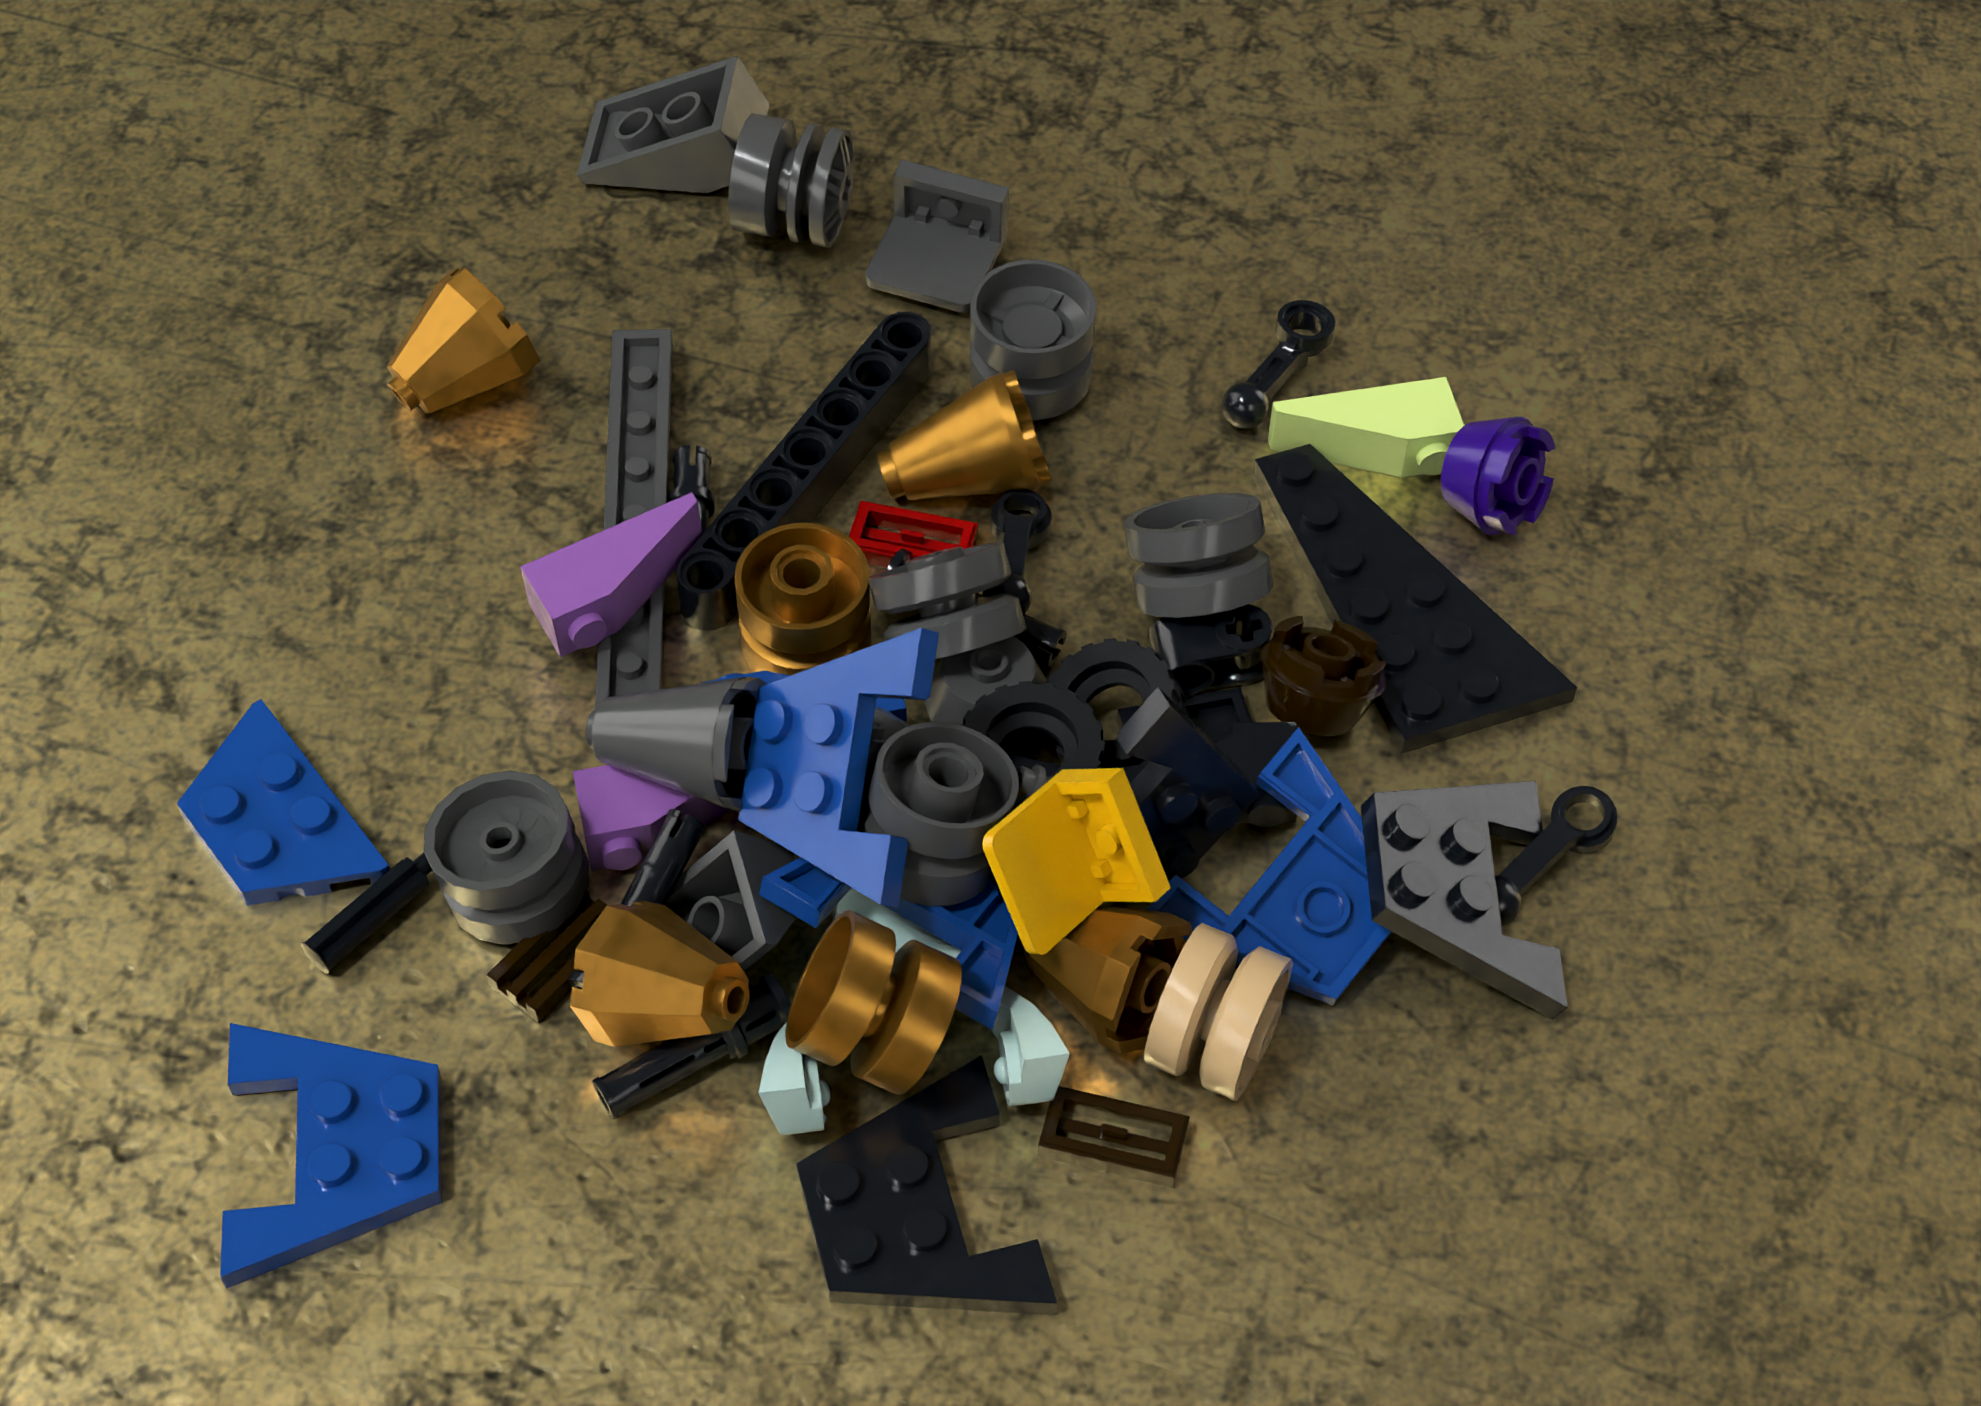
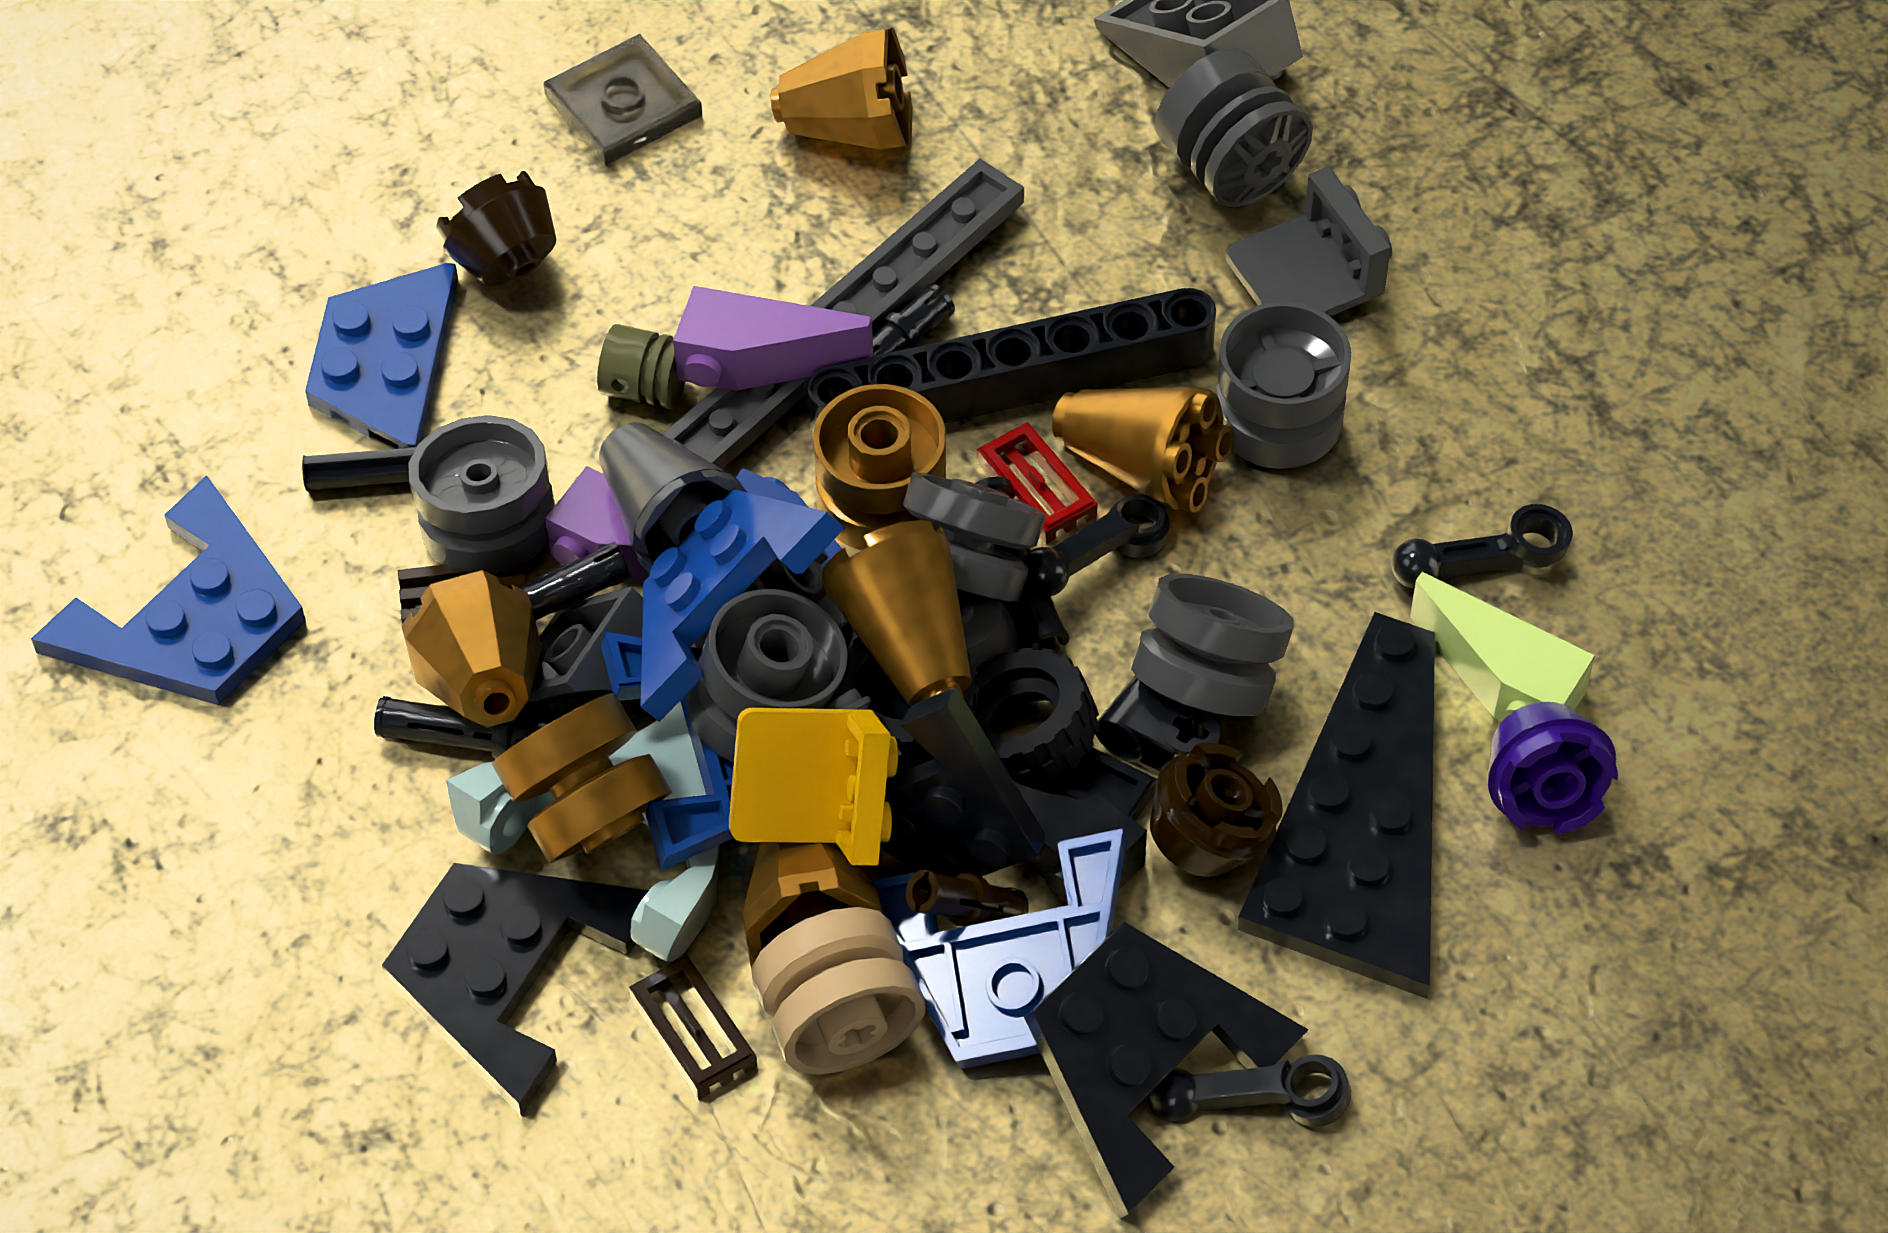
camera: 45 degrees right, 0 degrees up
(254, 478) = (622, 99): none -> clear smoke tile
(285, 642) = (500, 229): none -> dark brown cone
(520, 666) = (639, 367): none -> olive piece
(1007, 682) = (904, 607): none -> pearl gold cone
(1230, 882) = (943, 895): none -> dark brown pin

